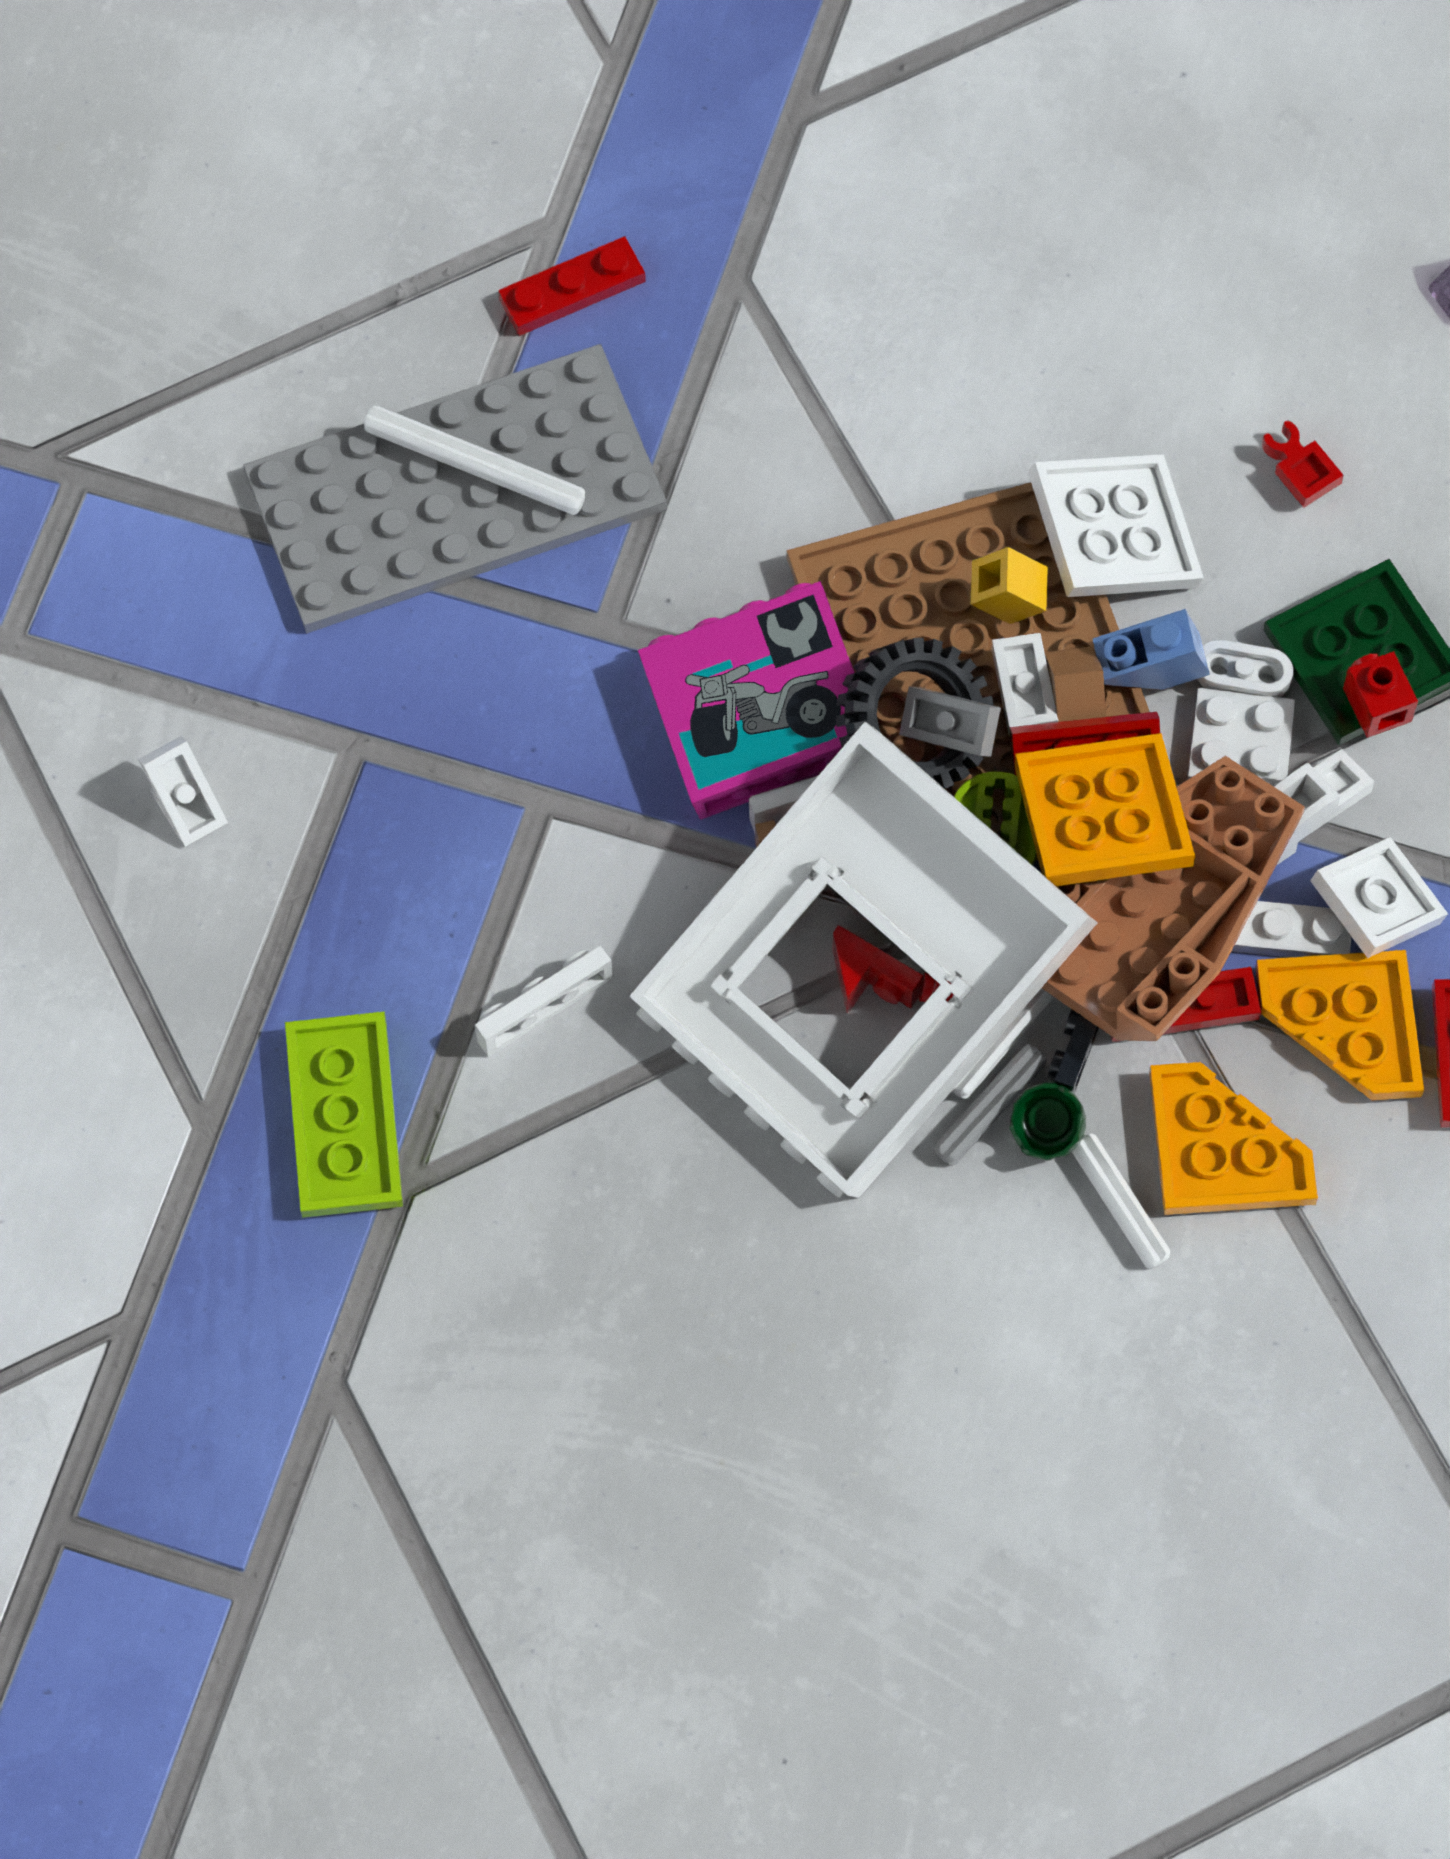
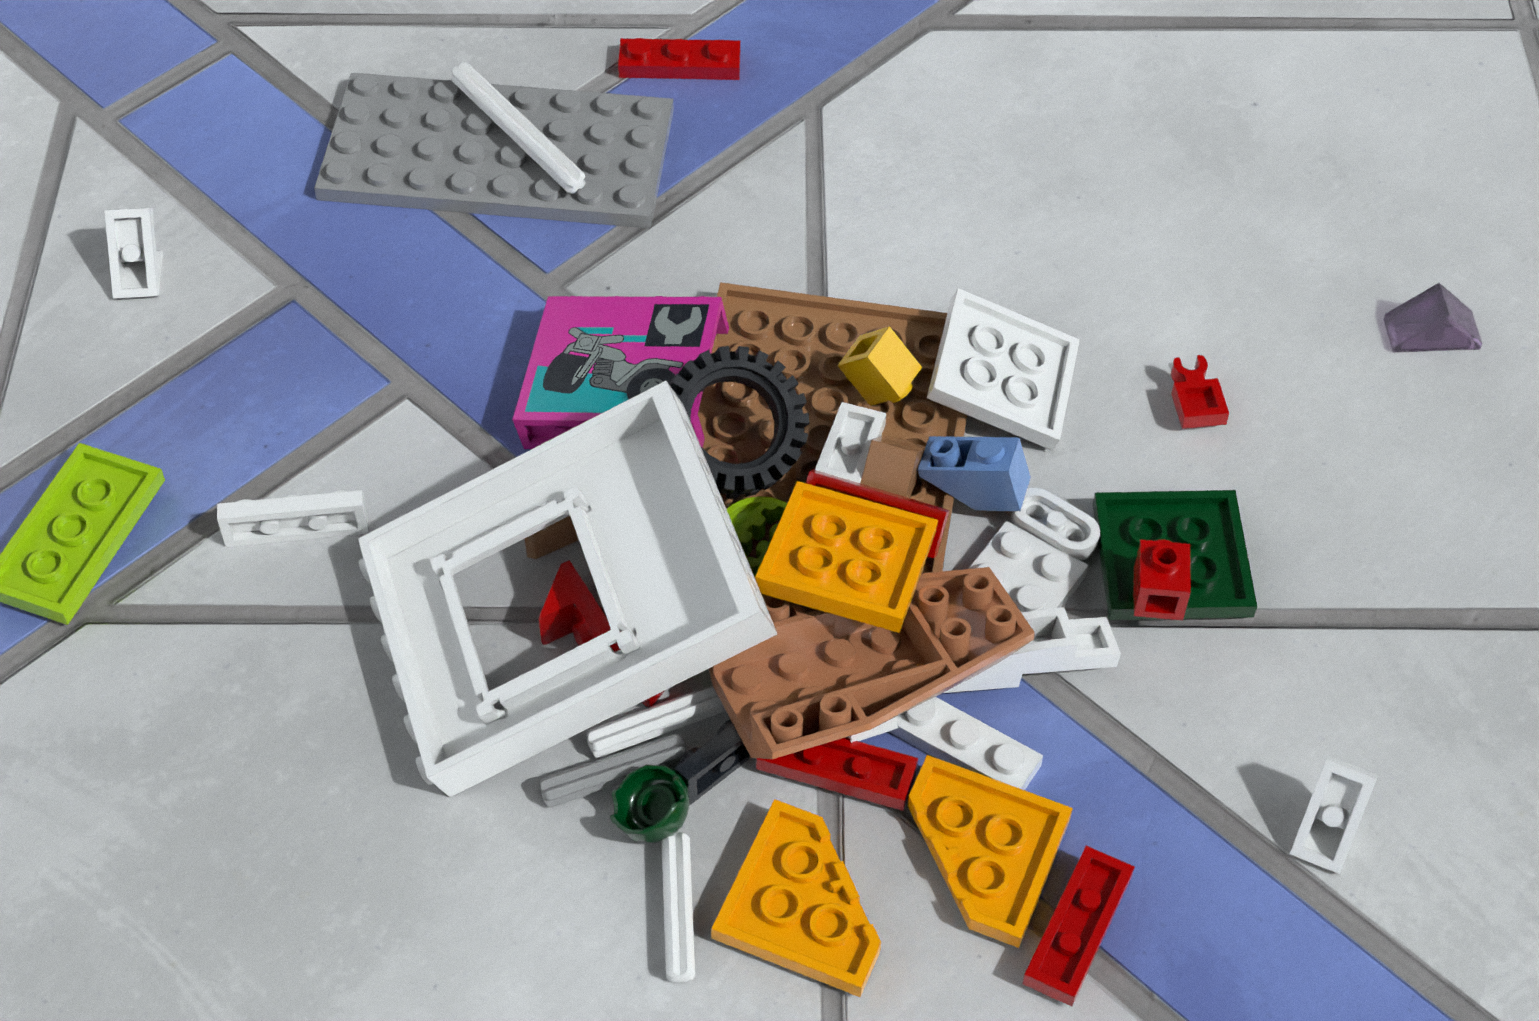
camera: 25 degrees right, 15 degrees down
(949, 721) = (757, 434): light grey plate -> none
(1378, 897) = (1072, 752): white plate -> none

